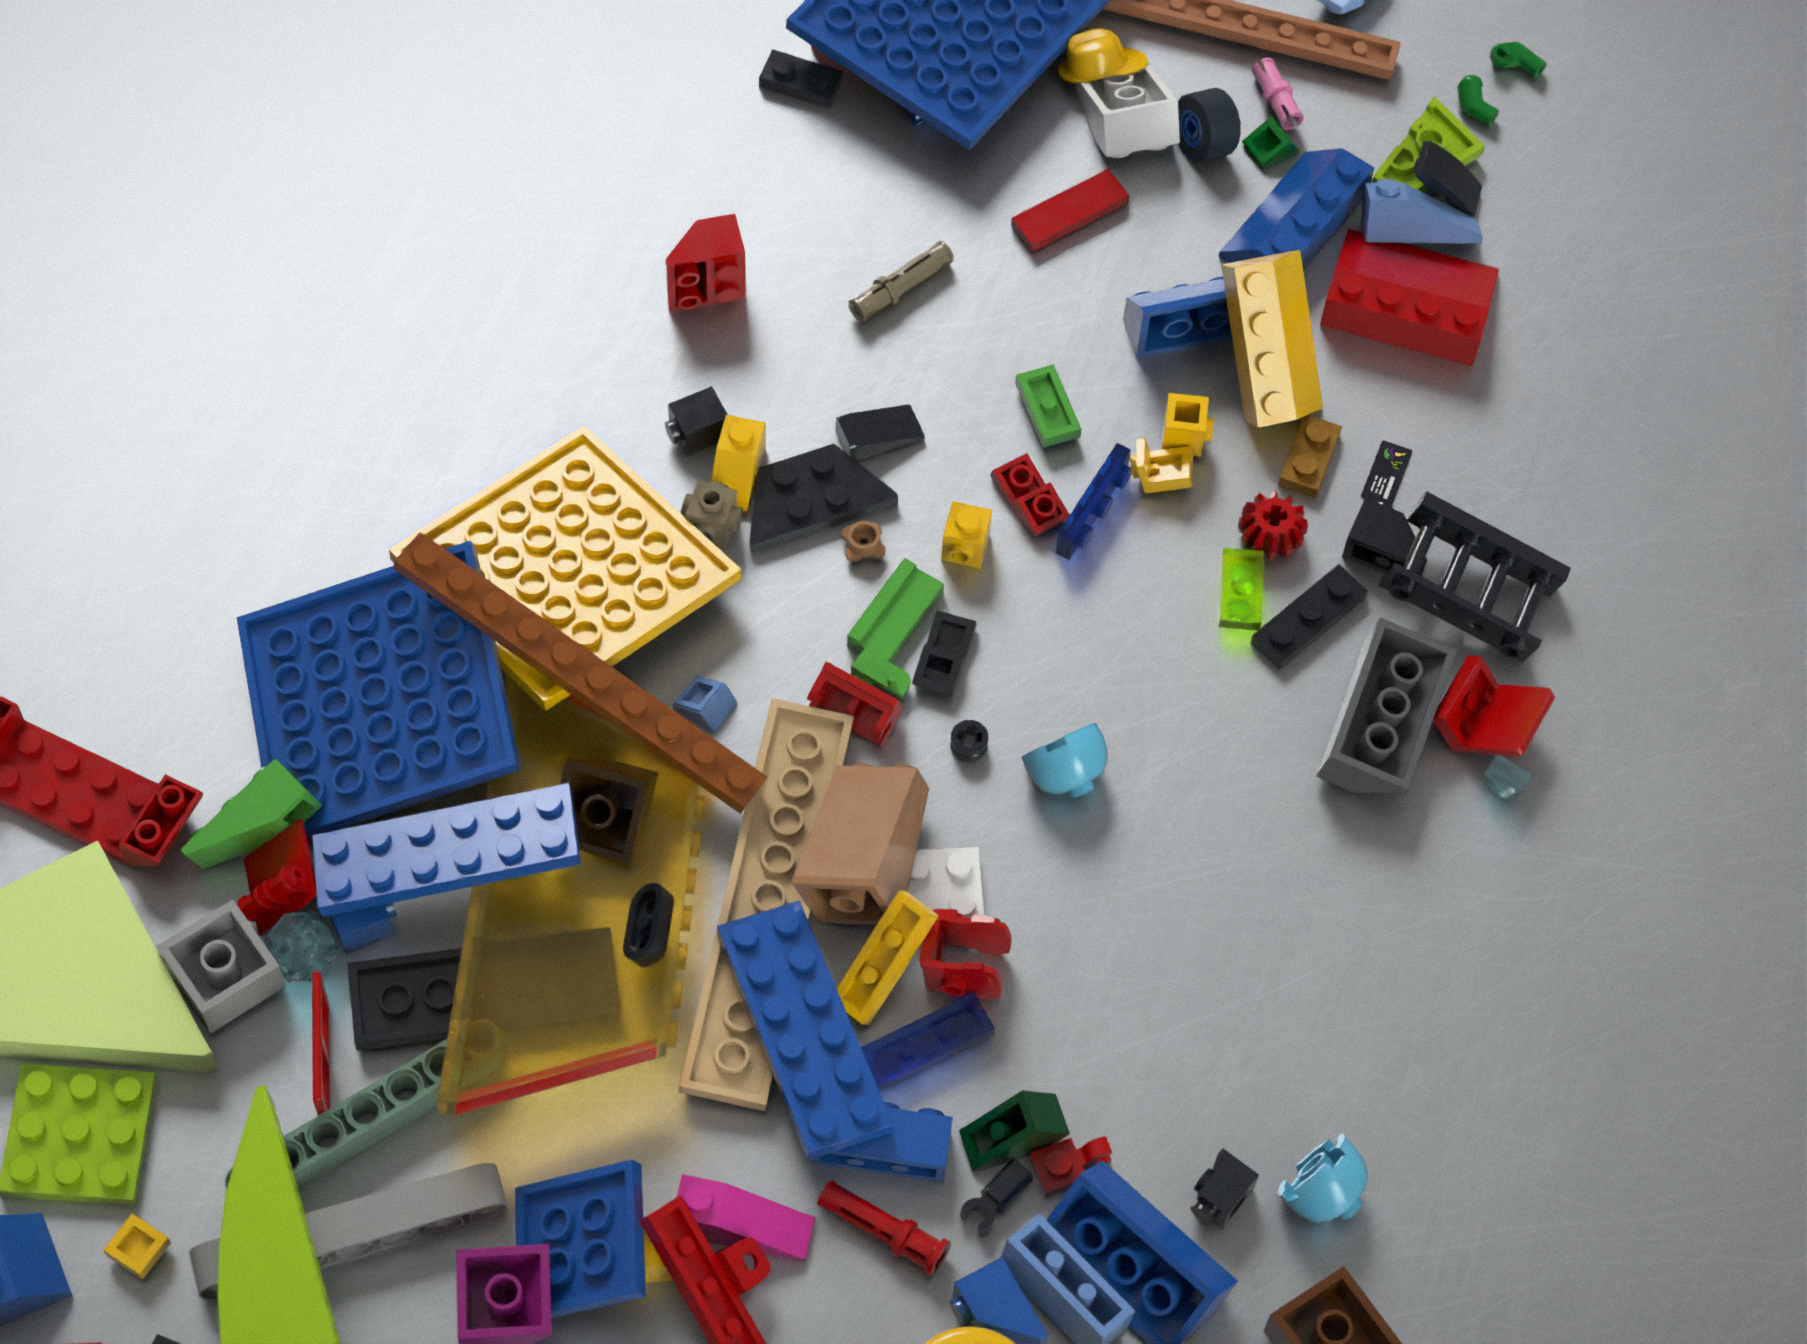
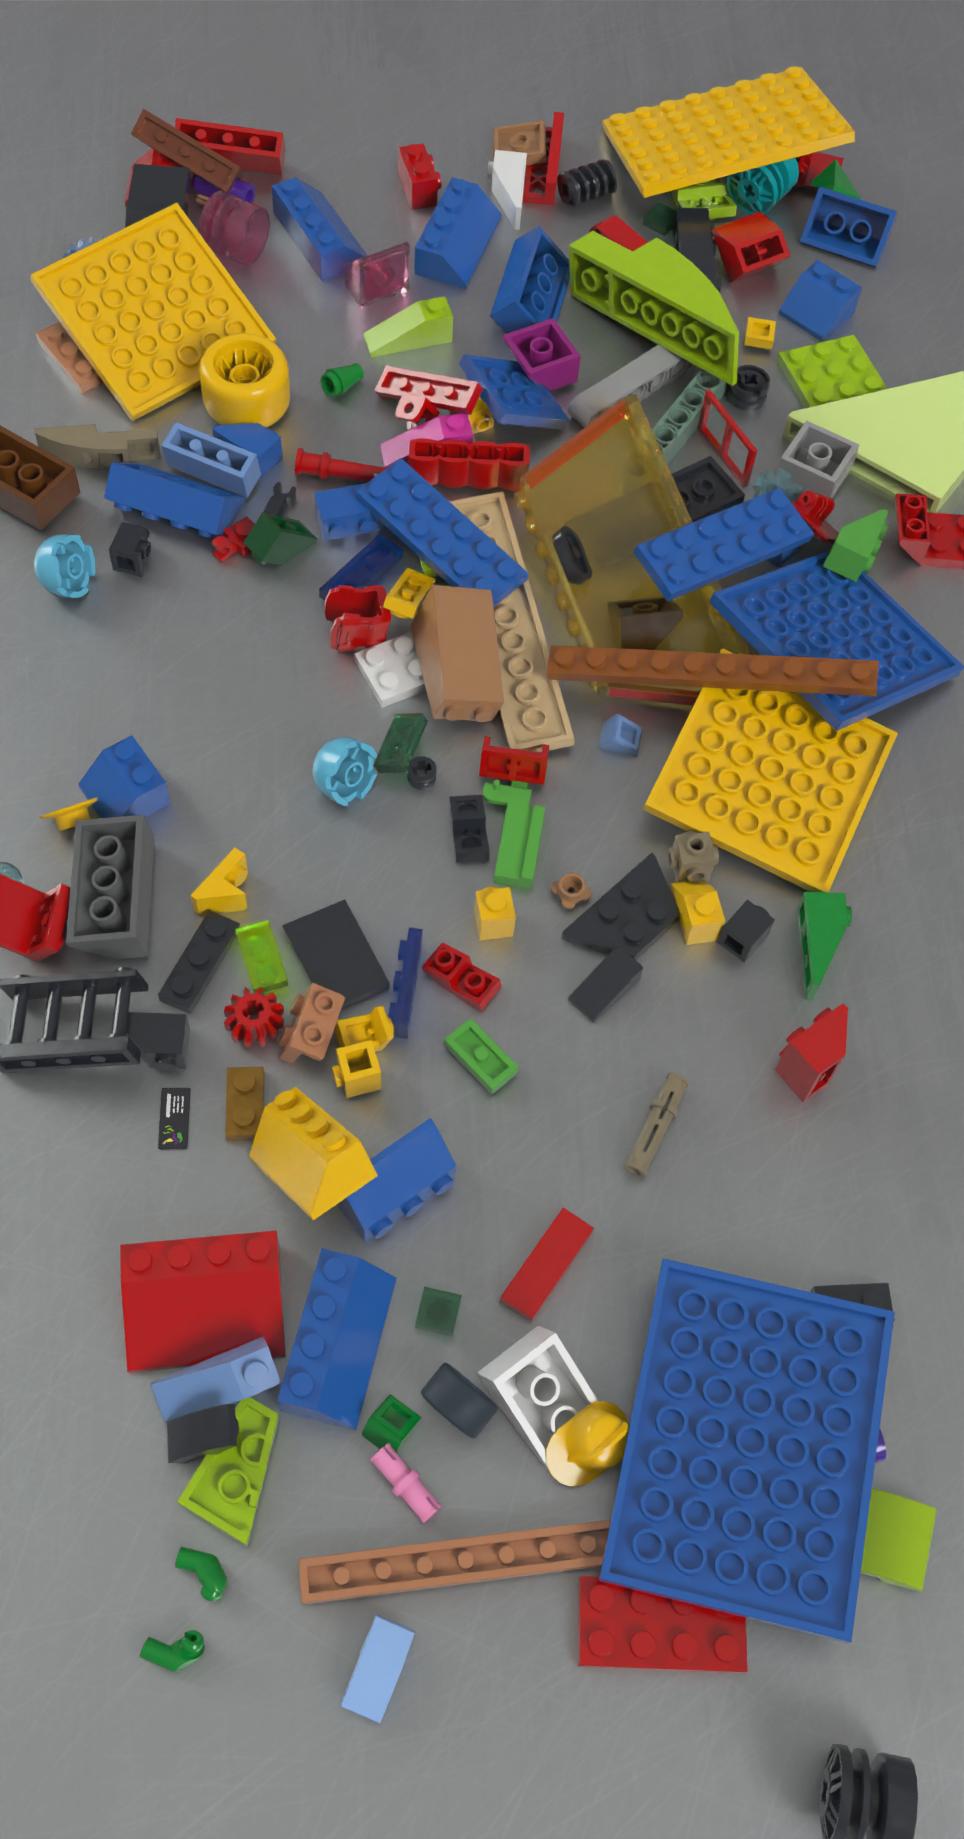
camera: 155 degrees right, 0 degrees up
(201, 1144) = (750, 389): none -> black wheel
(618, 385) = (821, 927): none -> green slope
(695, 1142) = (473, 464): none -> red brick
(980, 778) = (400, 743): none -> clear green plate
(1158, 567) = (336, 953): none -> black tile
(1192, 205) = (438, 1311): none -> clear green plate
(1218, 490) = (312, 1024): none -> nougat bracket
(1261, 677) = (220, 888): none -> yellow slope
(1332, 844) = (124, 782): none -> blue slope
(1414, 844) = (67, 816): none -> yellow piece

